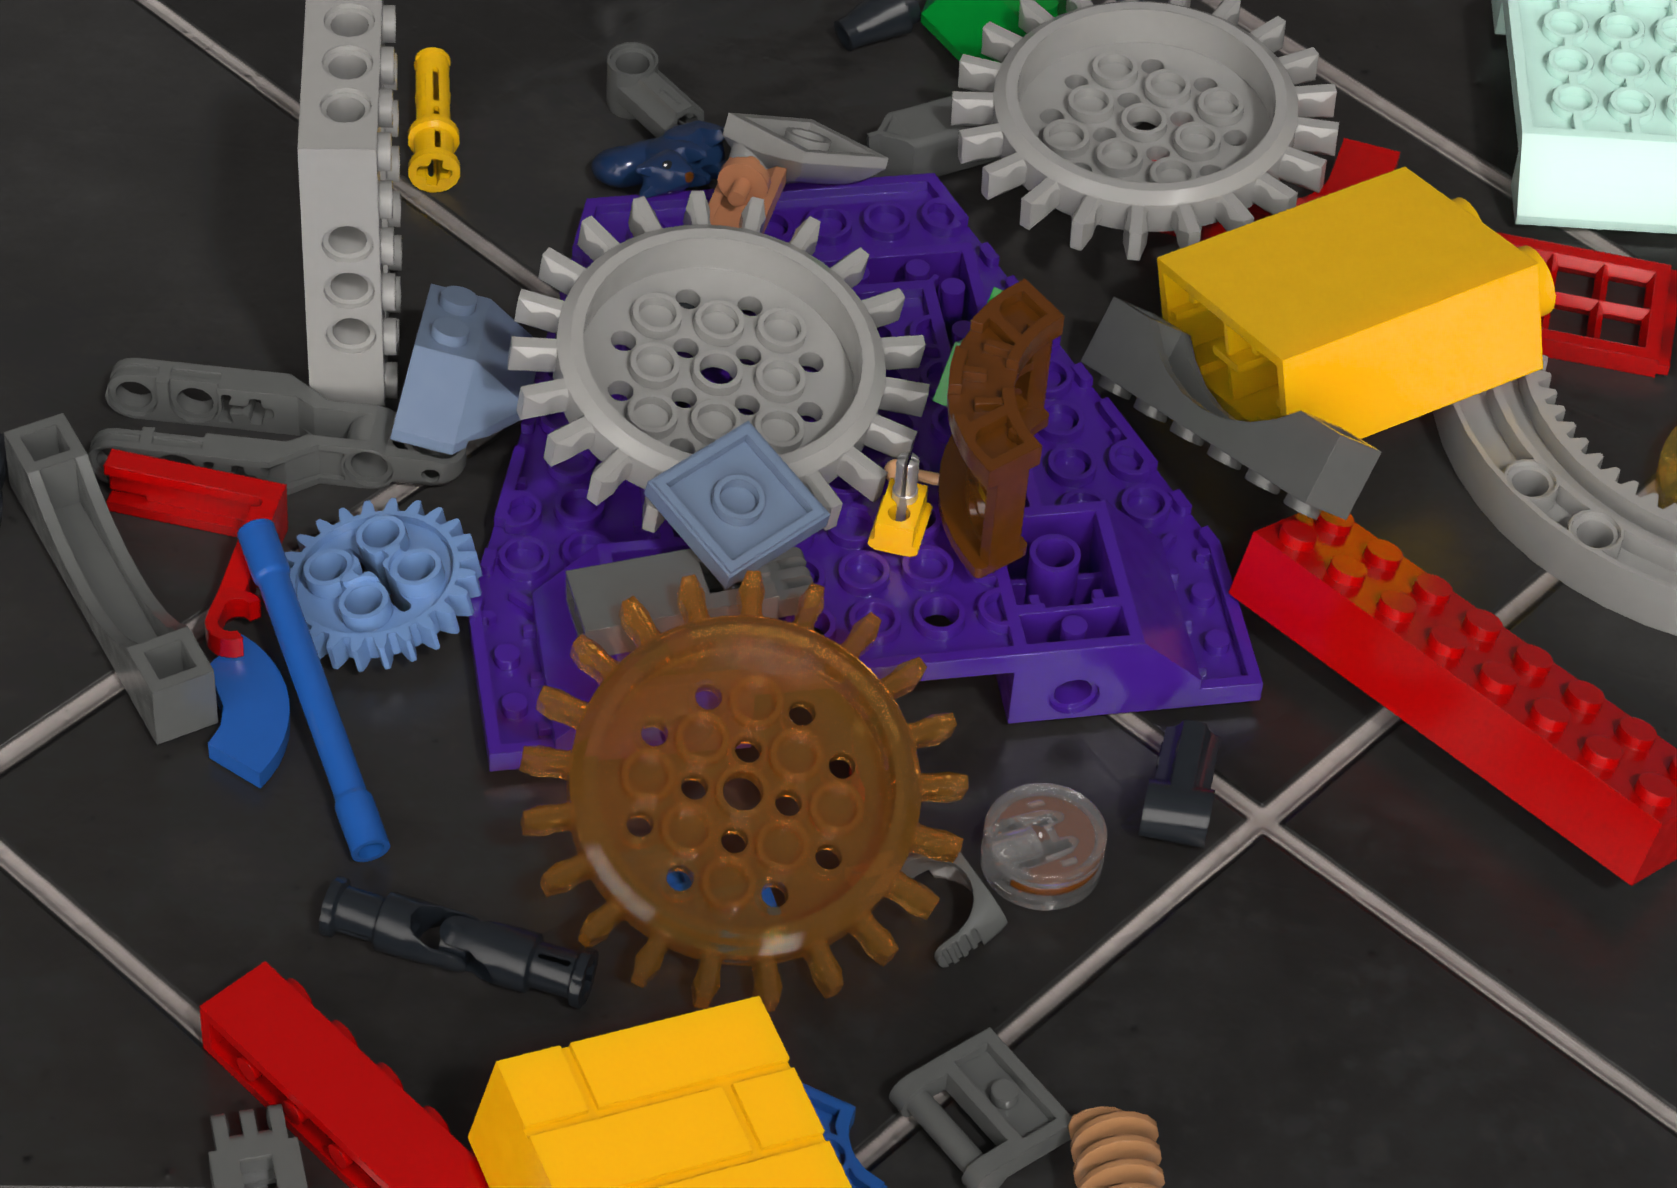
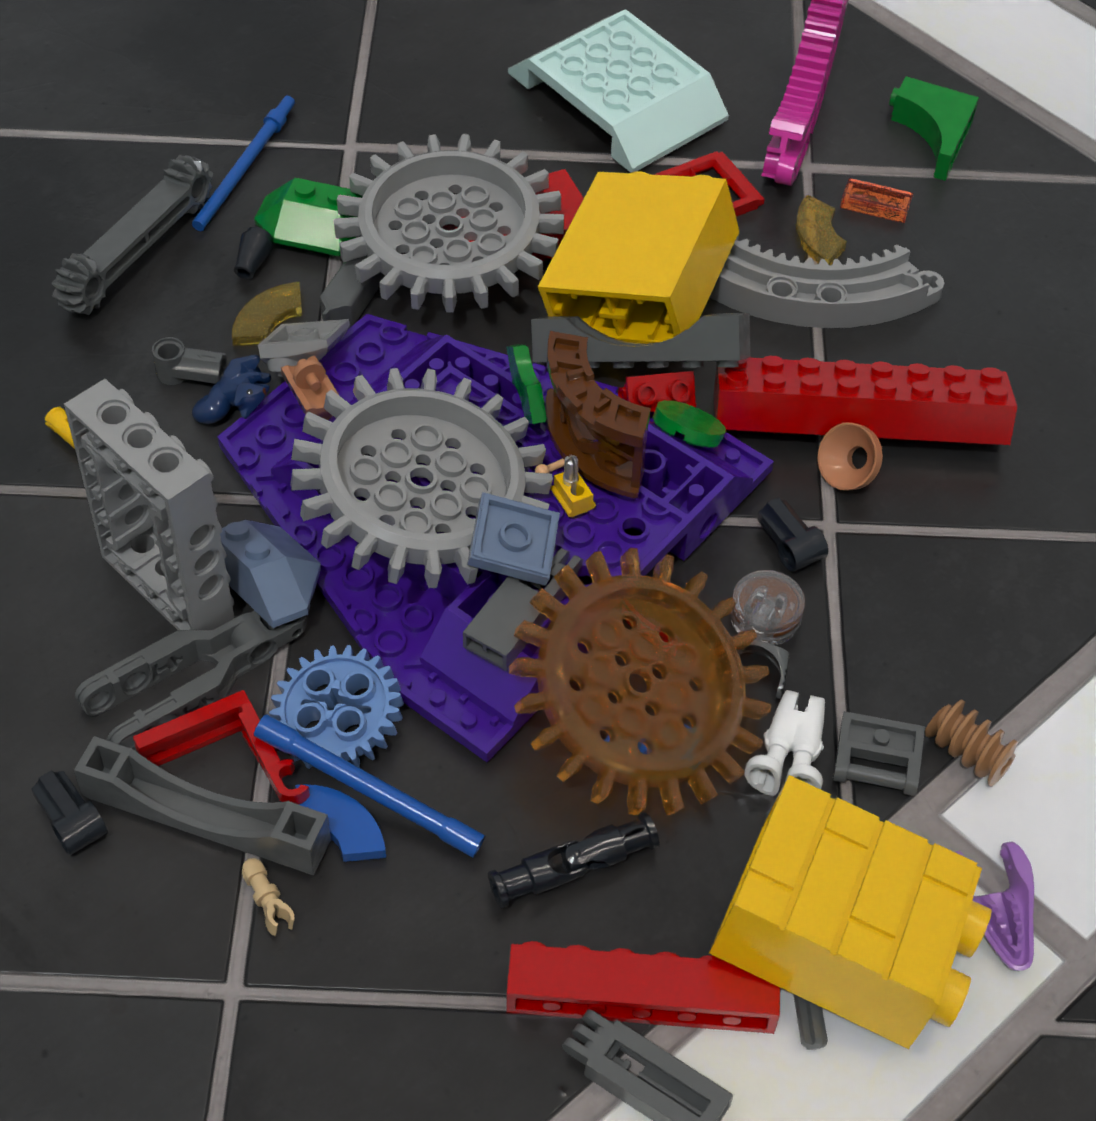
camera: 40 degrees left, 5 degrees up
(81, 724) = (266, 895): none -> tan piece
(824, 97) = (265, 312): none -> clear yellow tile
(898, 1007) = (789, 732): none -> white piece
(1178, 551) = (696, 425): none -> green tile
(1193, 495) = (651, 389): none -> red hinge
(1374, 746) = (836, 456): none -> nougat piece

